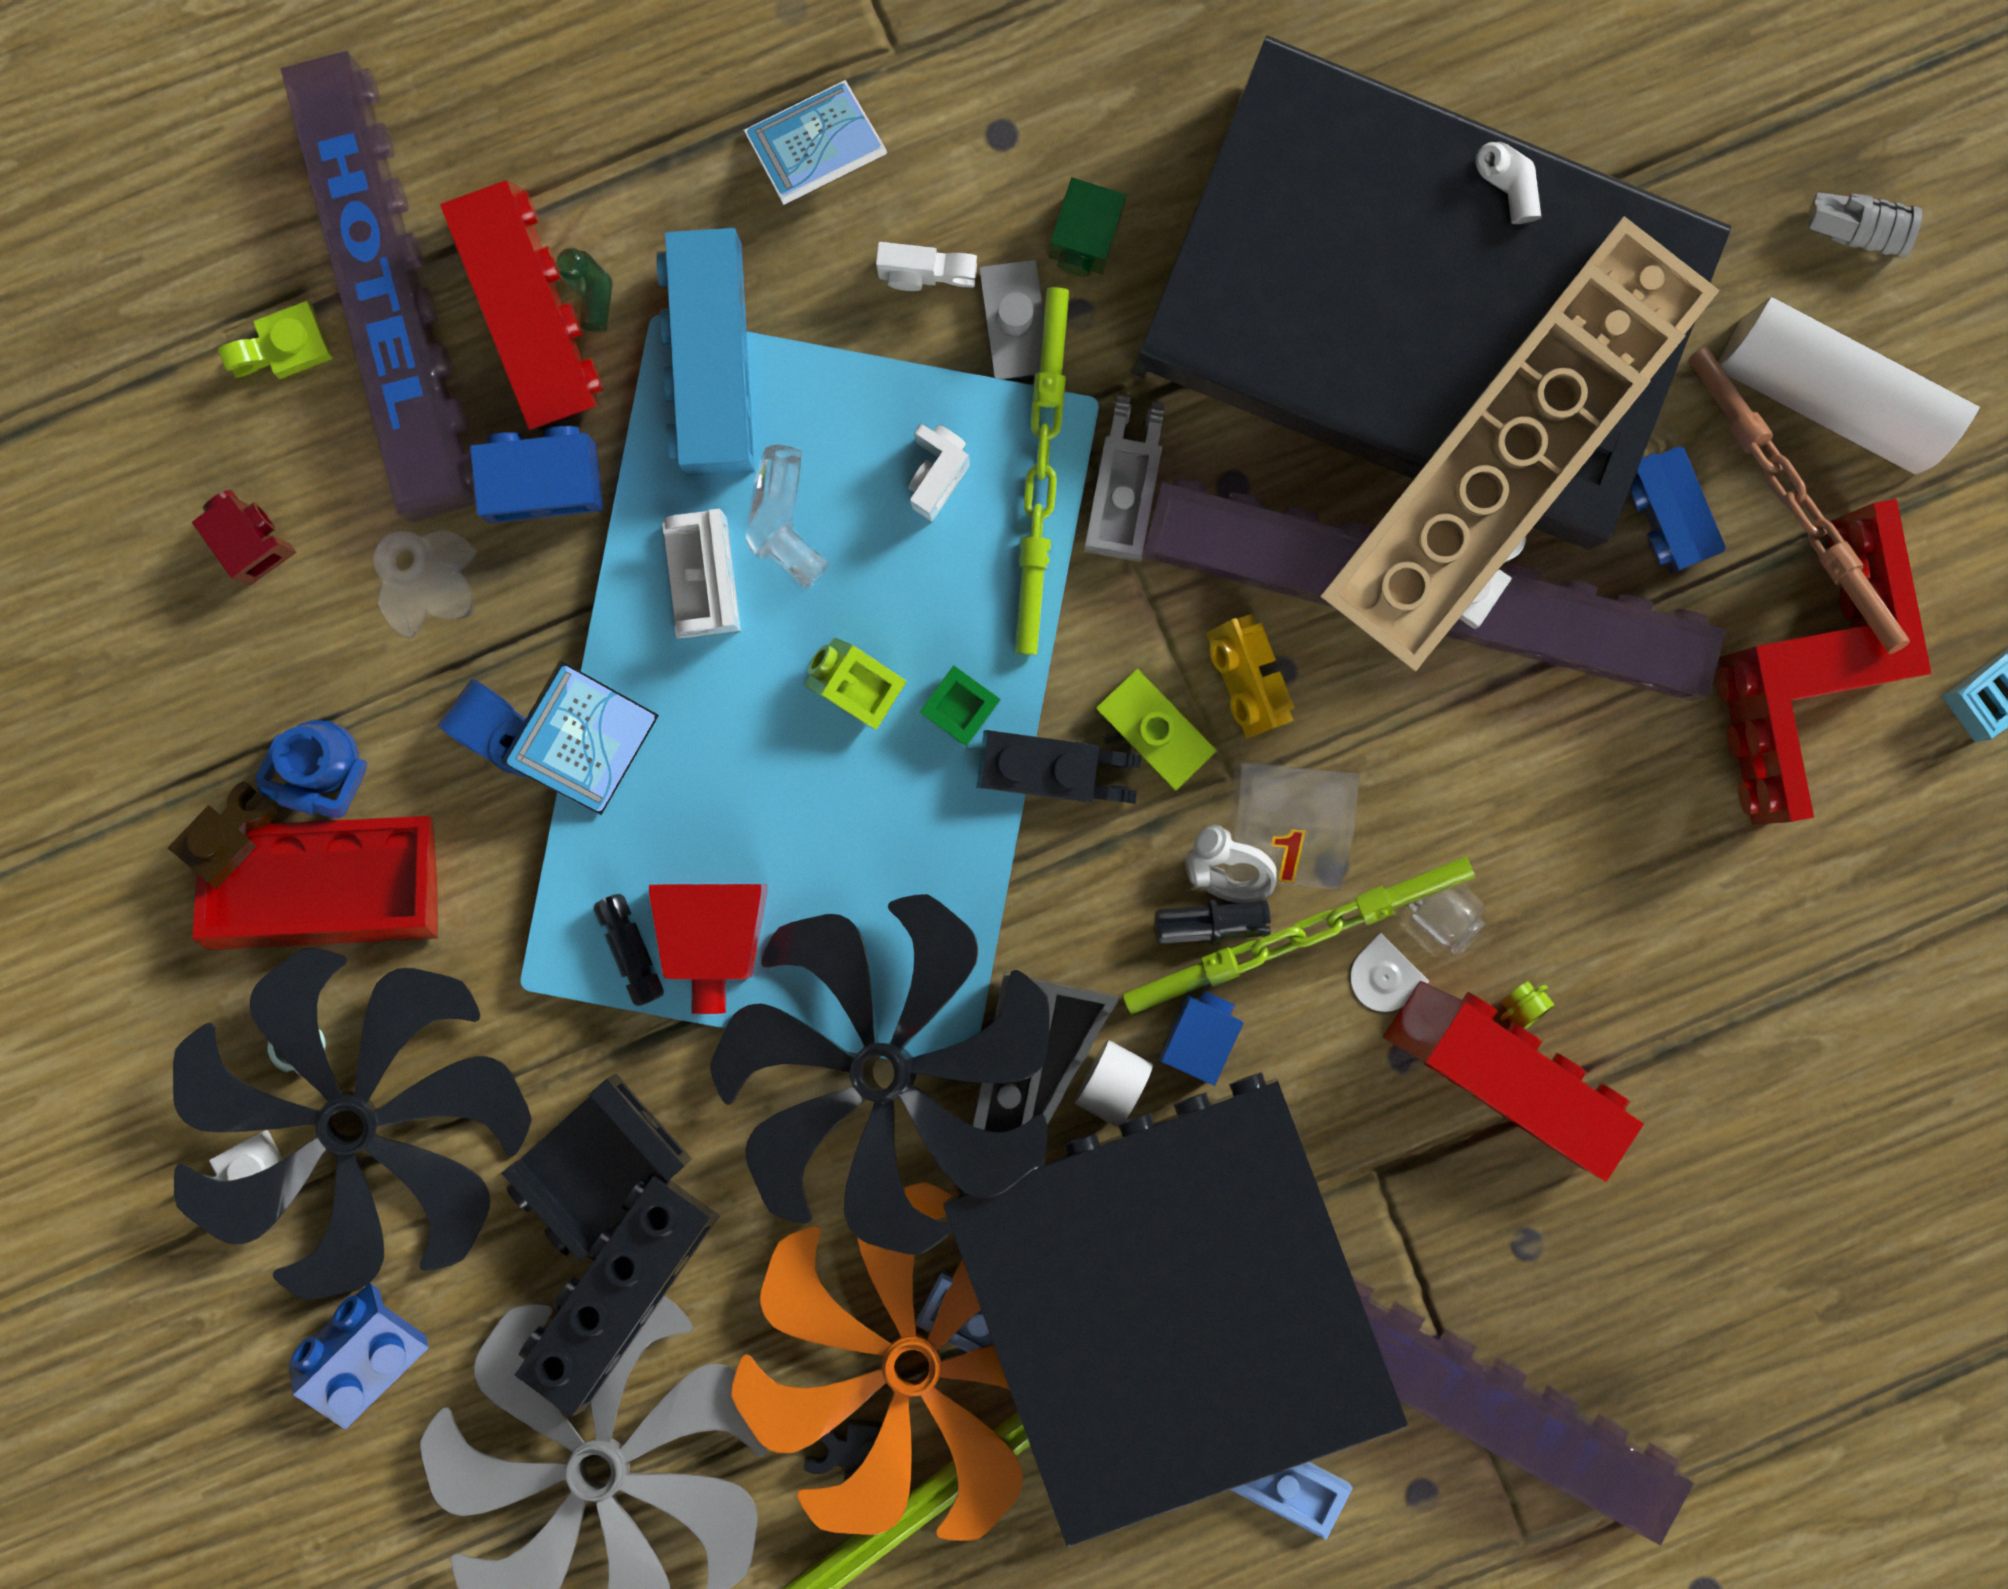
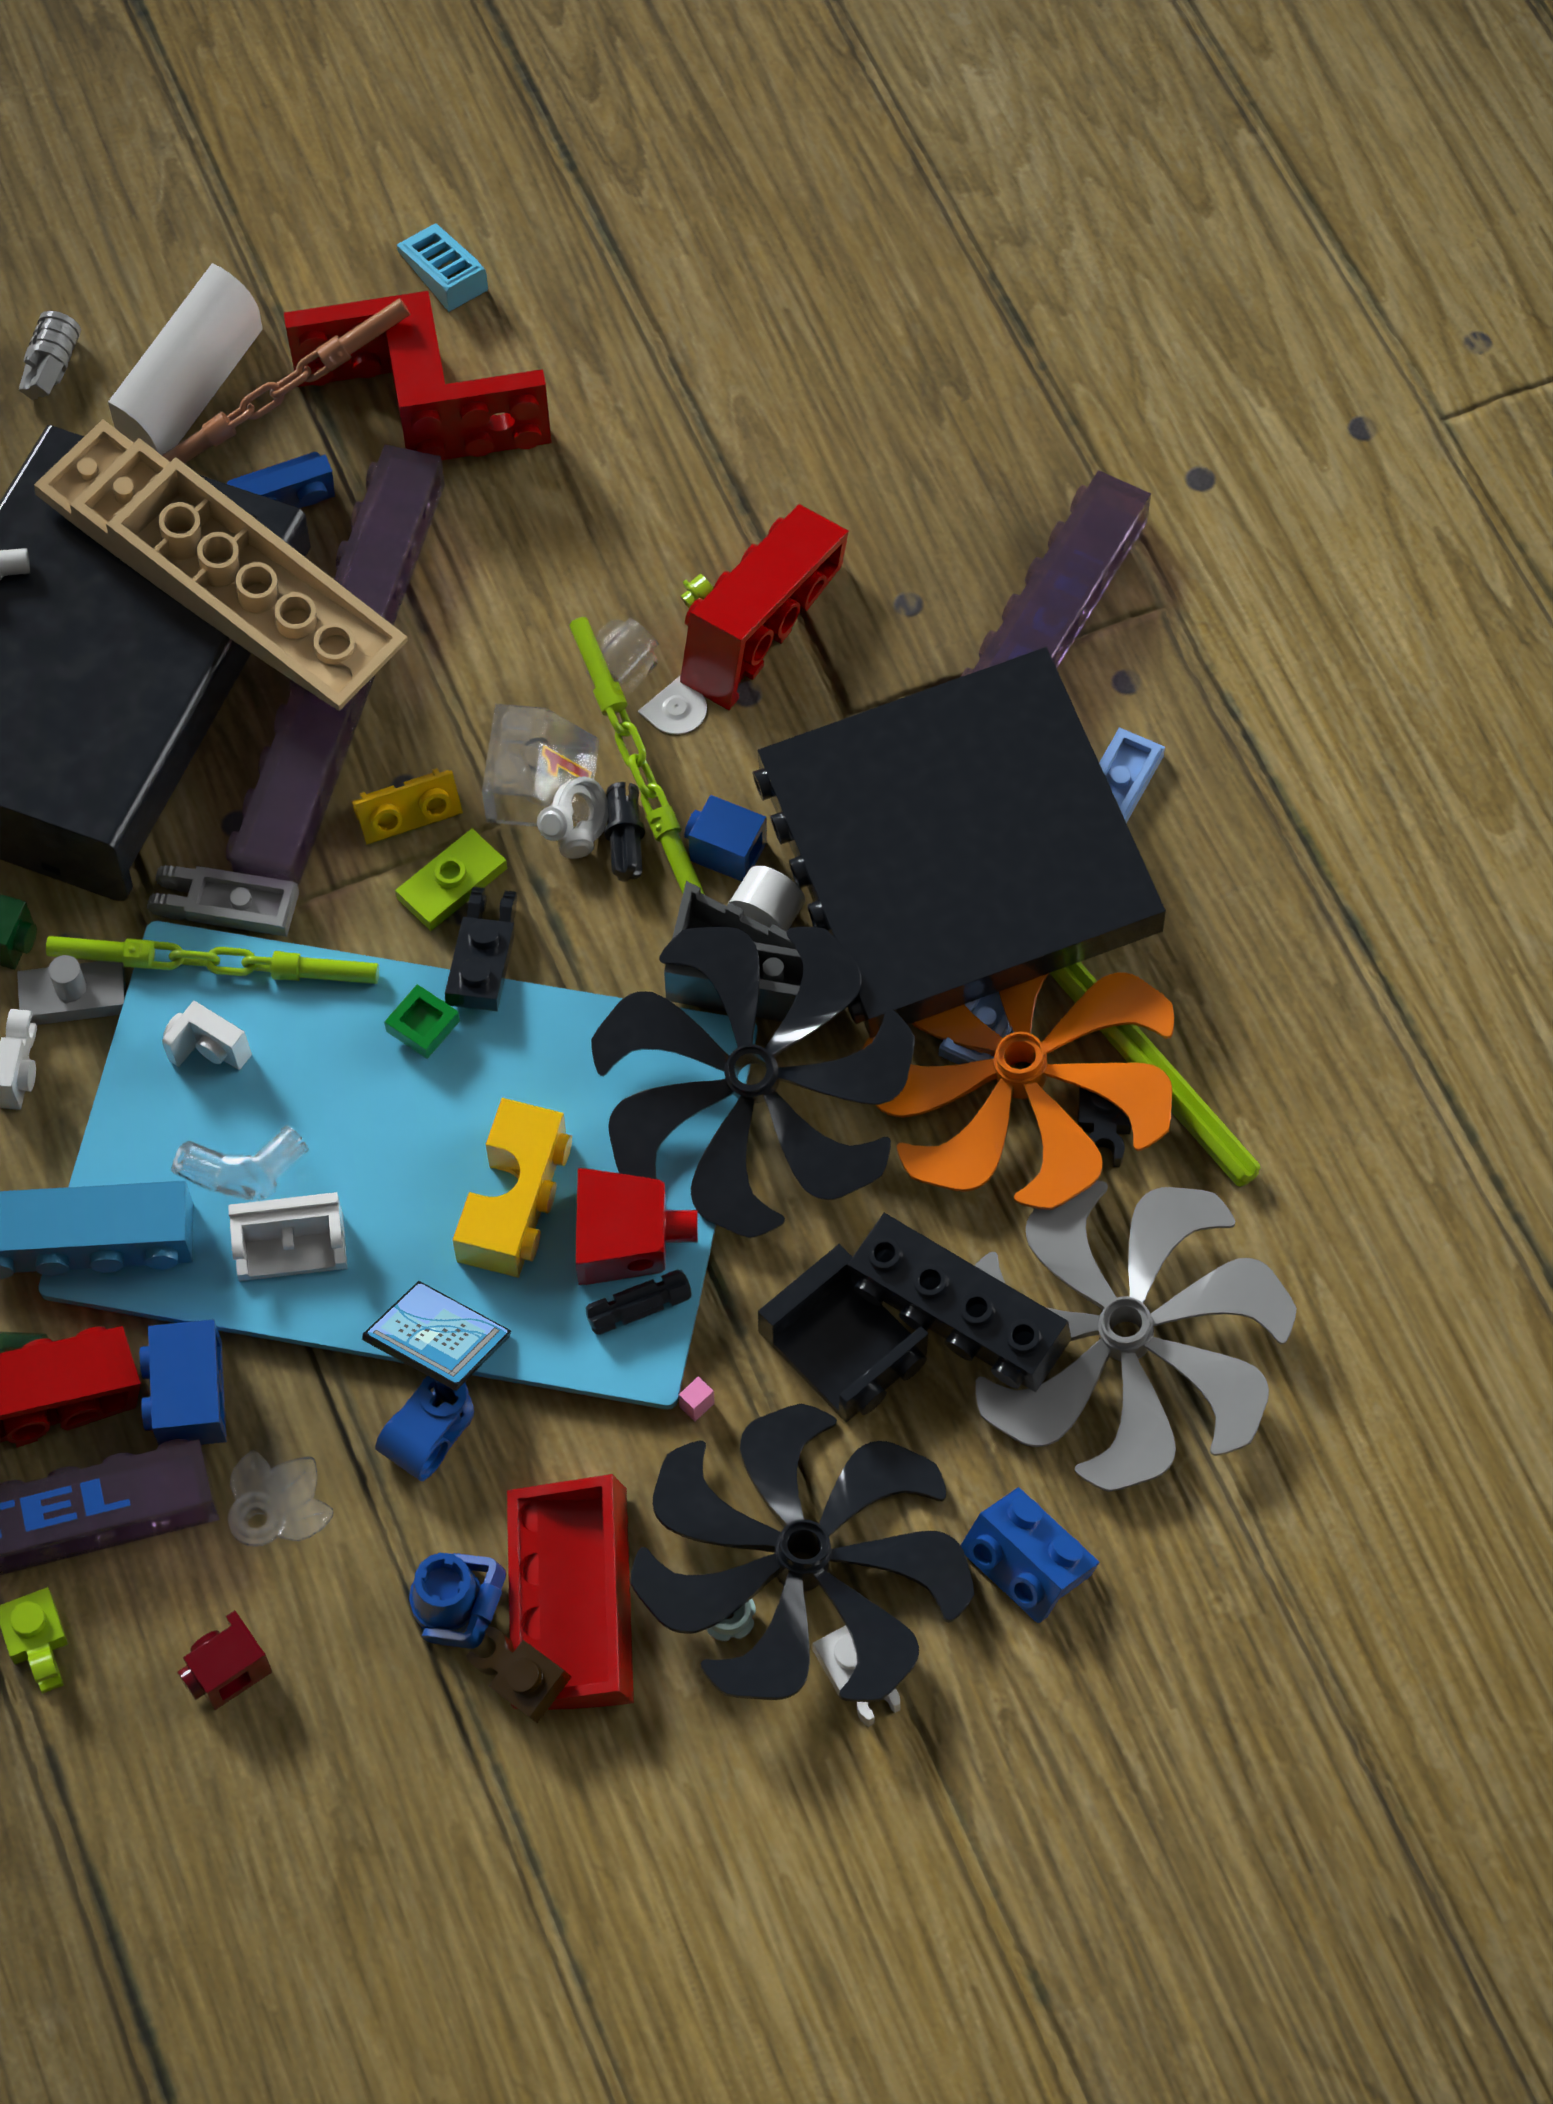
camera: 85 degrees left, 25 degrees down
(530, 1010) = (696, 1398): none -> bright pink piece
(703, 802) = (502, 1229): none -> yellow arch
(854, 681) = (393, 1108): lime bracket -> none

